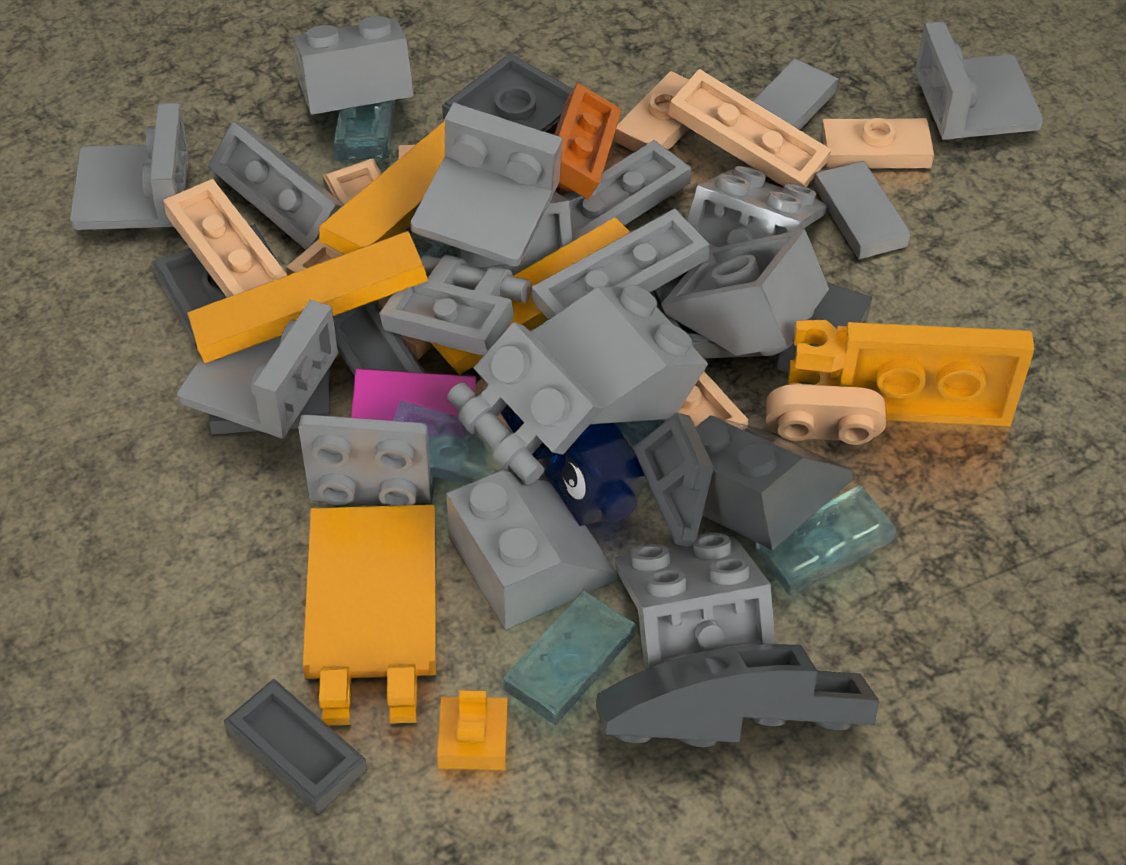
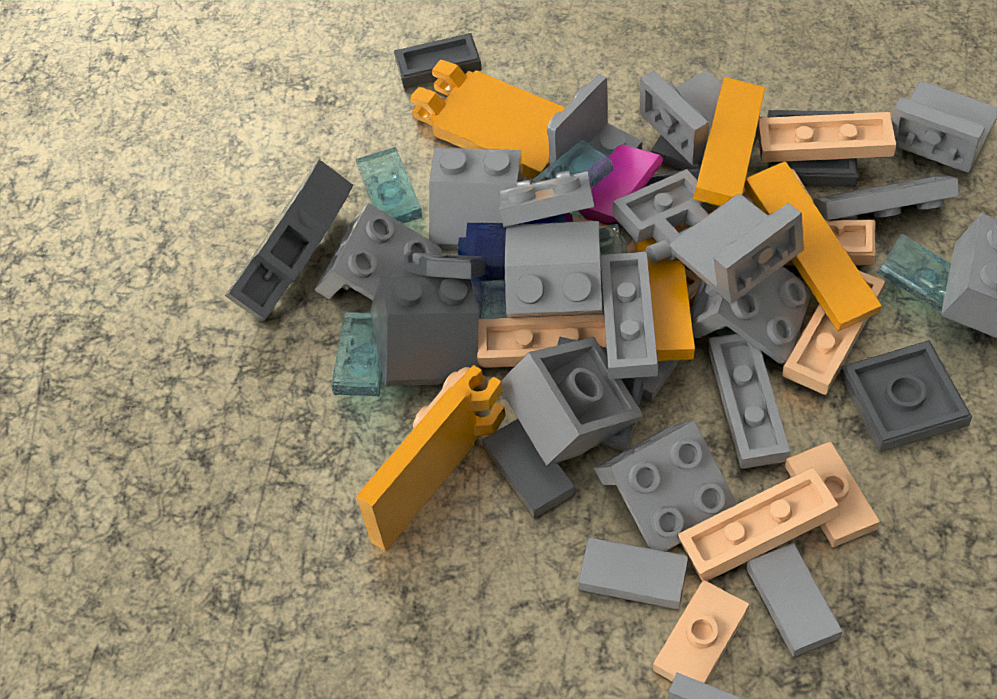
camera: 130 degrees right, 5 degrees up
(472, 732) = (382, 129): light orange tile -> none
(587, 135) = (811, 391): orange plate -> none

